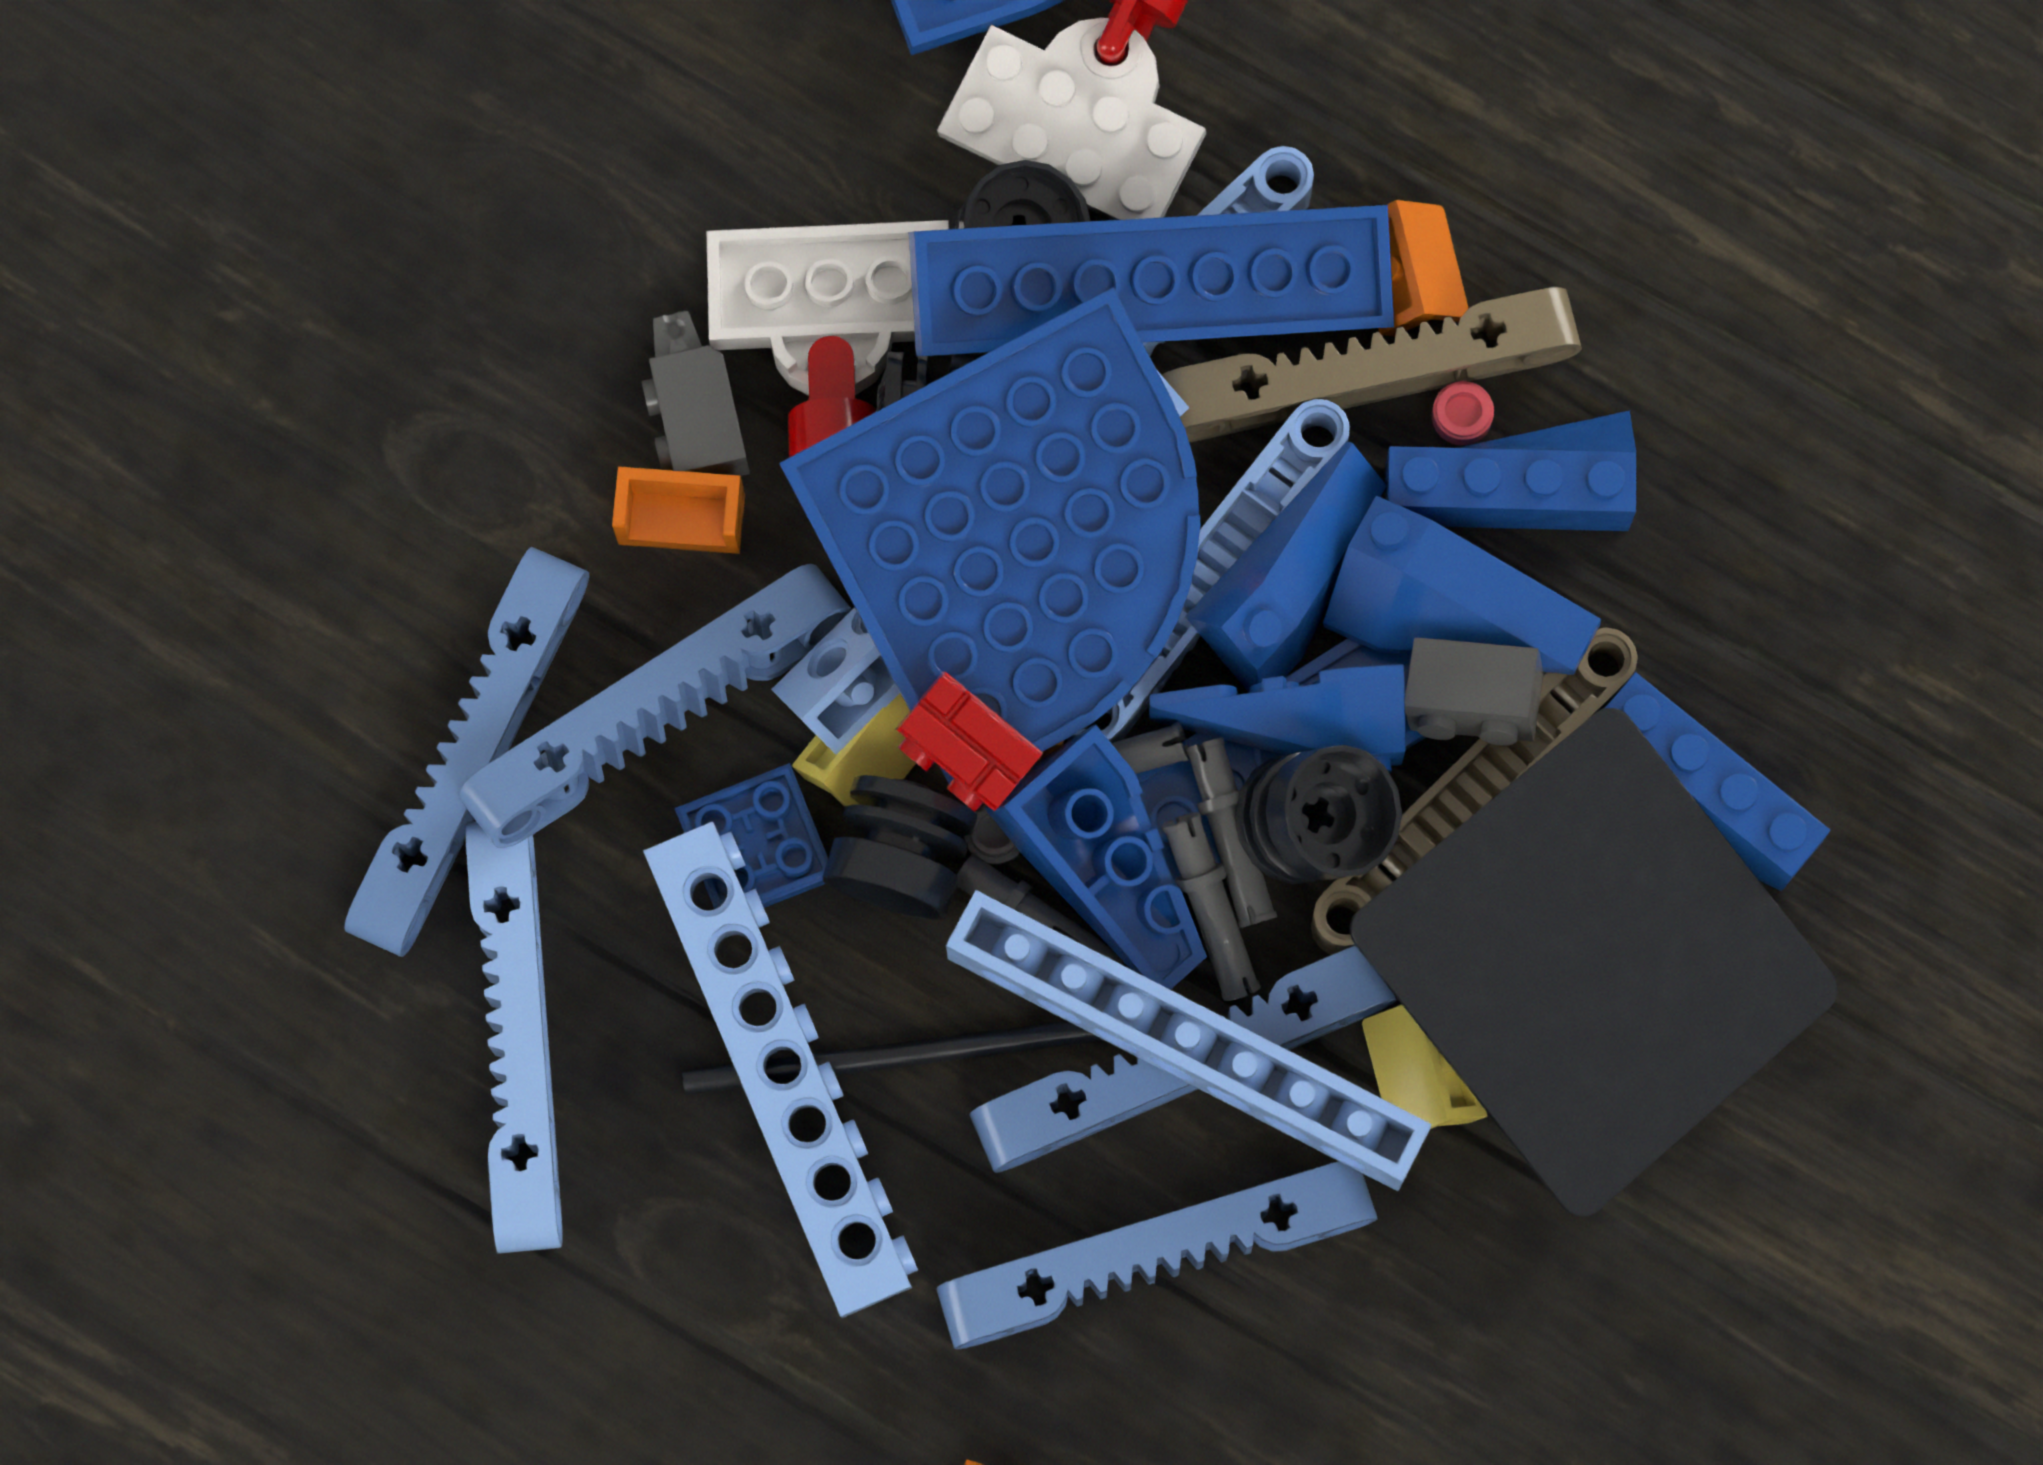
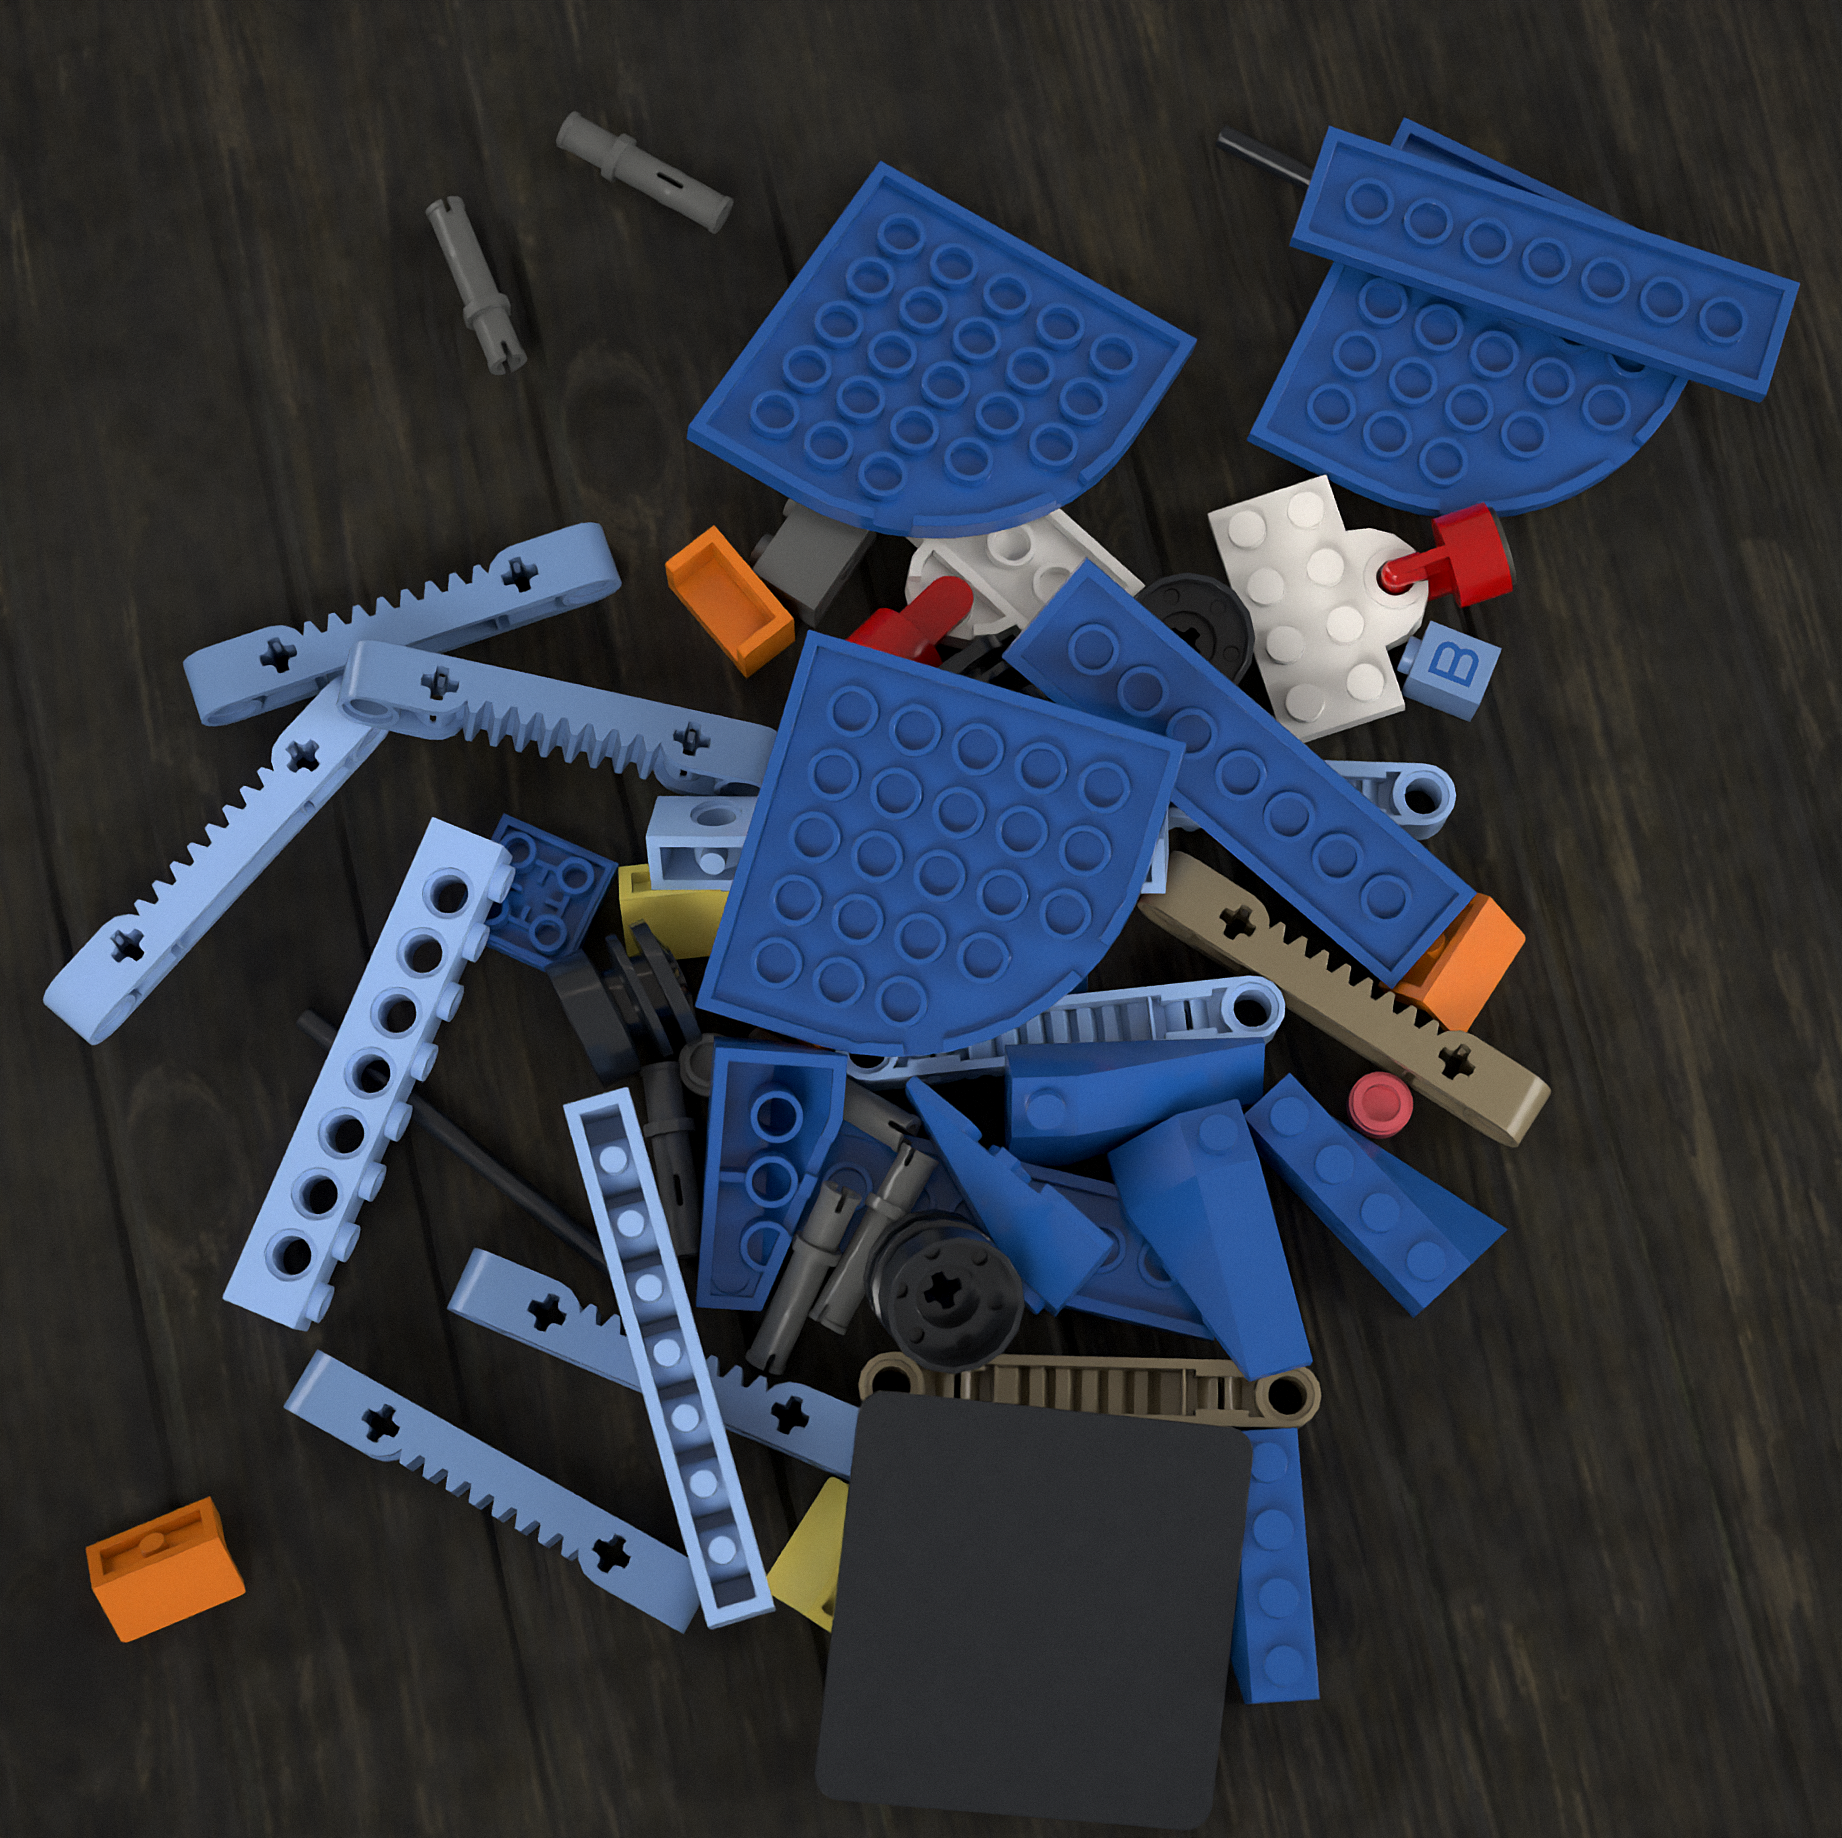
camera: 40 degrees right, 0 degrees up
(288, 479) = (485, 307): none -> dark grey pin
(298, 276) = (624, 161): none -> dark grey pin
(658, 213) = (938, 374): none -> blue plate
(967, 743) = (735, 973): red brick -> none
(1209, 77) = (1447, 670): none -> medium blue brick
(1473, 690) = (1158, 1317): dark grey brick -> none

